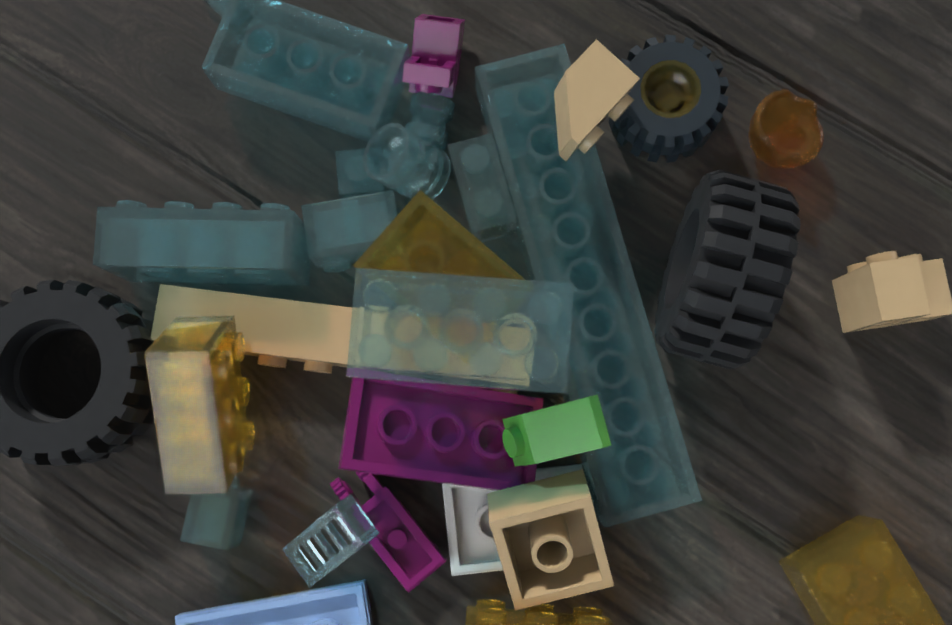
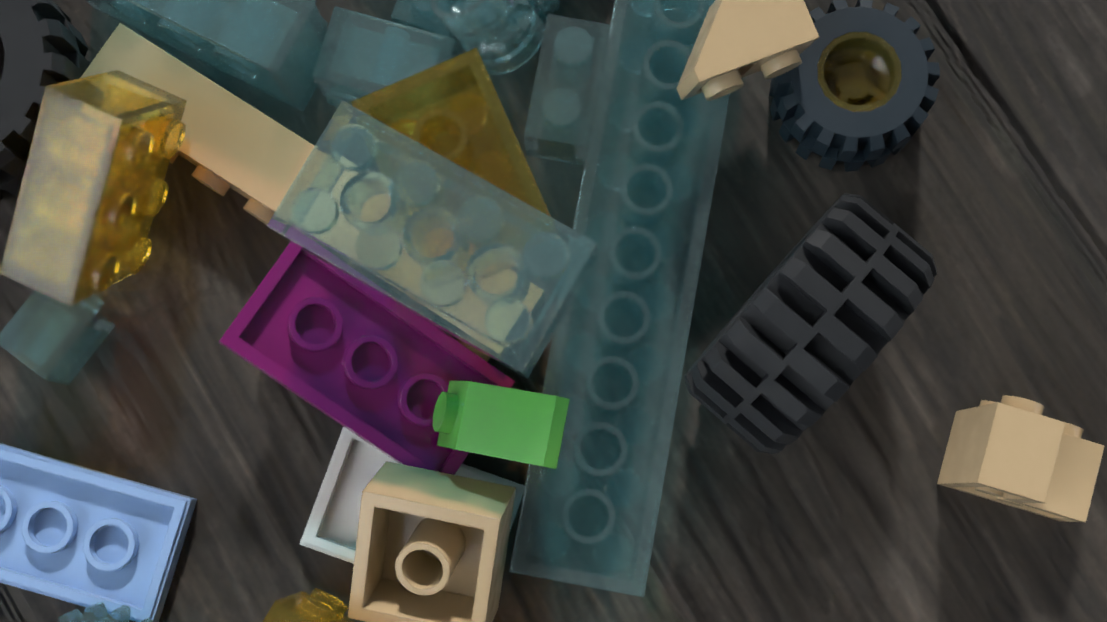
camera: 25 degrees right, 0 degrees up
(354, 525) = (208, 423): clear light blue slope -> none
(400, 539) = (253, 453): magenta hinge -> none
(785, 130) = (985, 193): clear orange hair -> none

